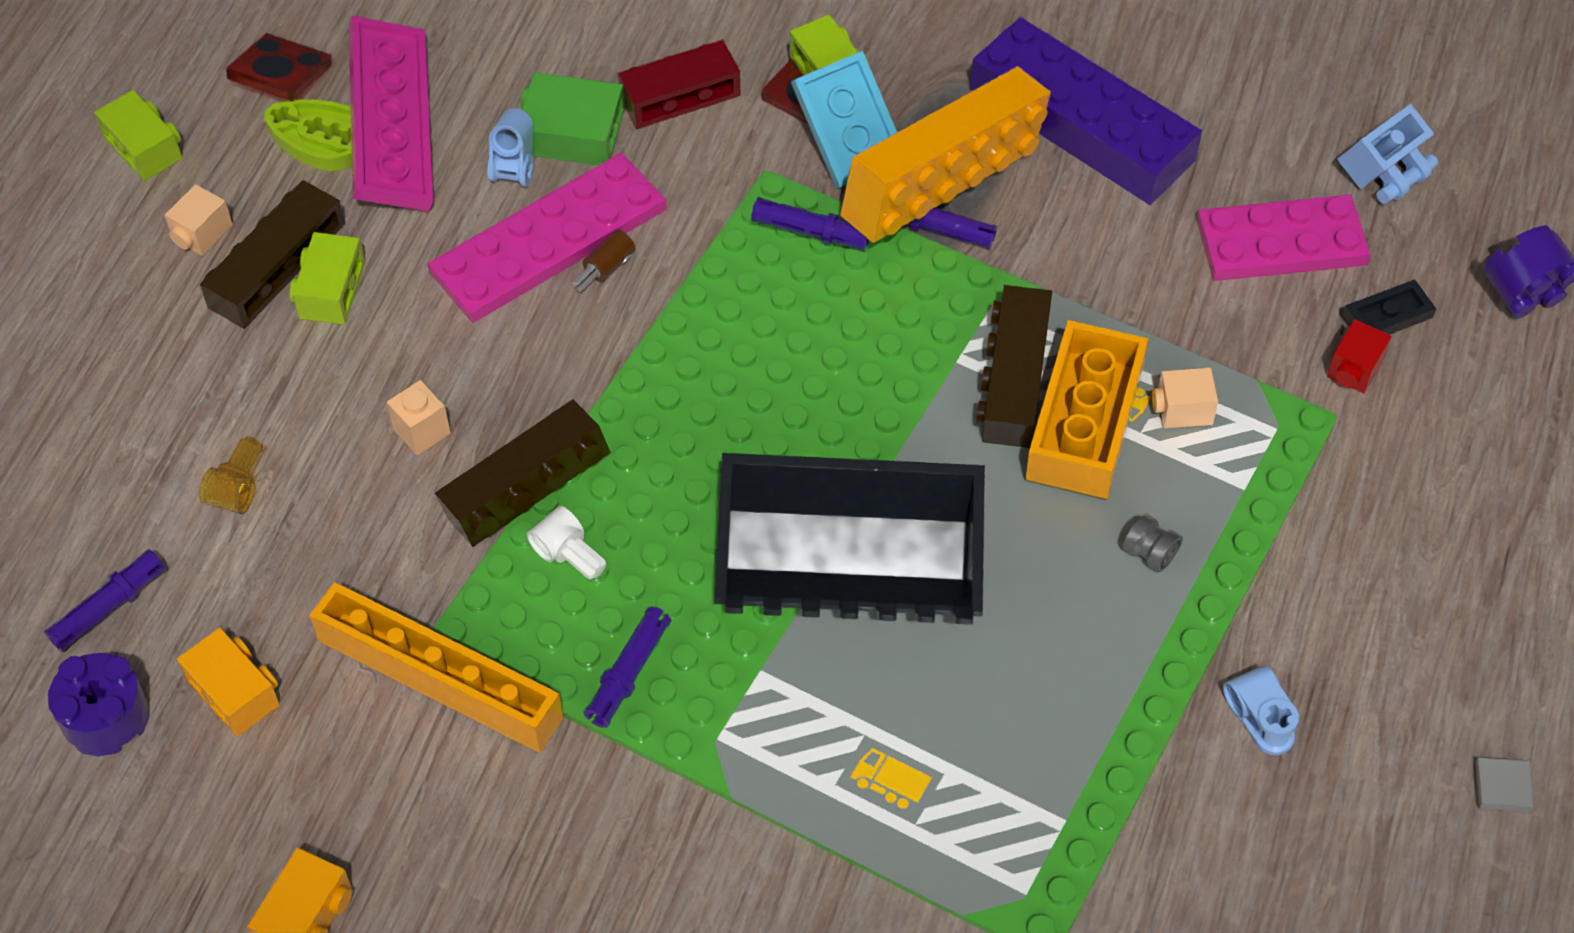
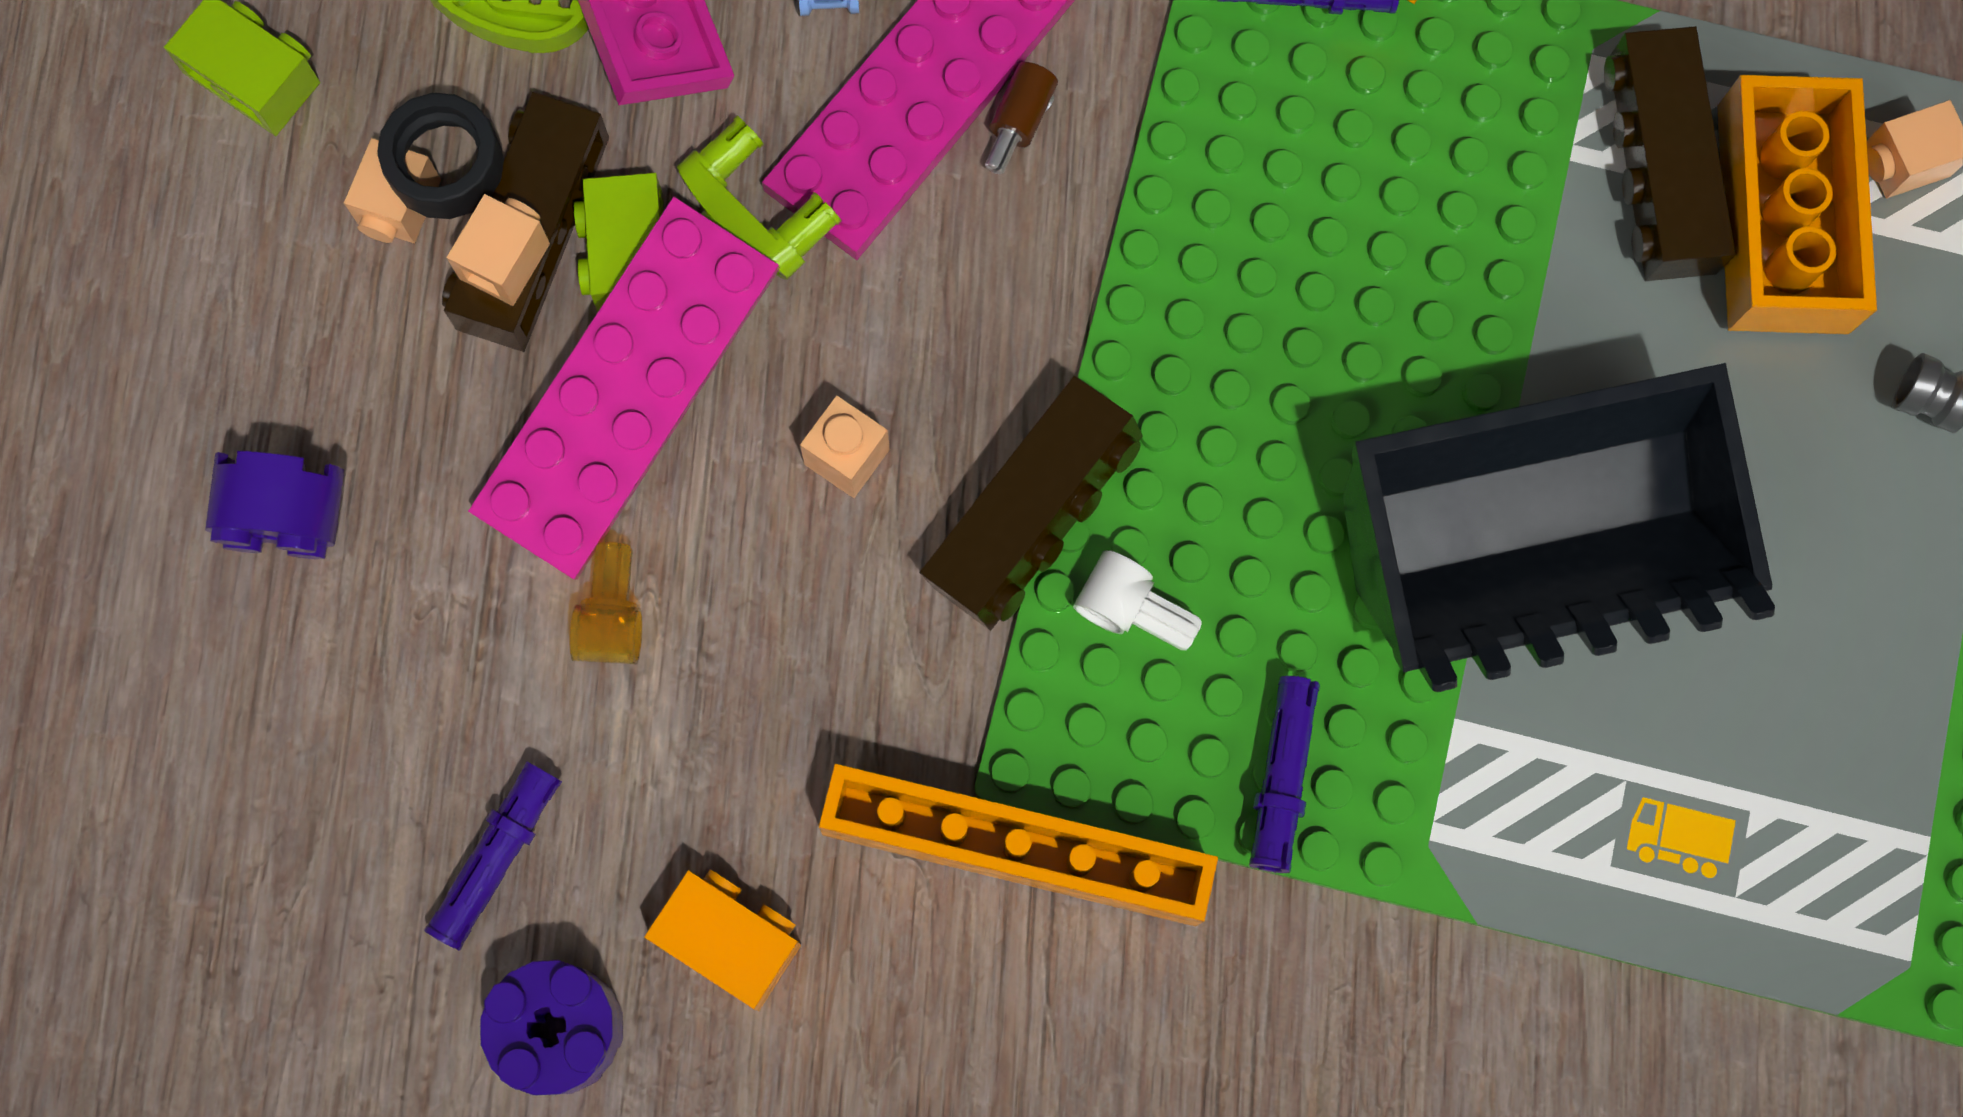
camera: 20 degrees left, 20 degrees up
(53, 367) = (273, 502): none -> dark purple brick
(223, 176) = (425, 114): none -> black tyre
(244, 252) = (499, 248): none -> light nougat brick
(292, 352) = (624, 388): none -> dark pink plate
(395, 282) = (706, 178): none -> lime connector

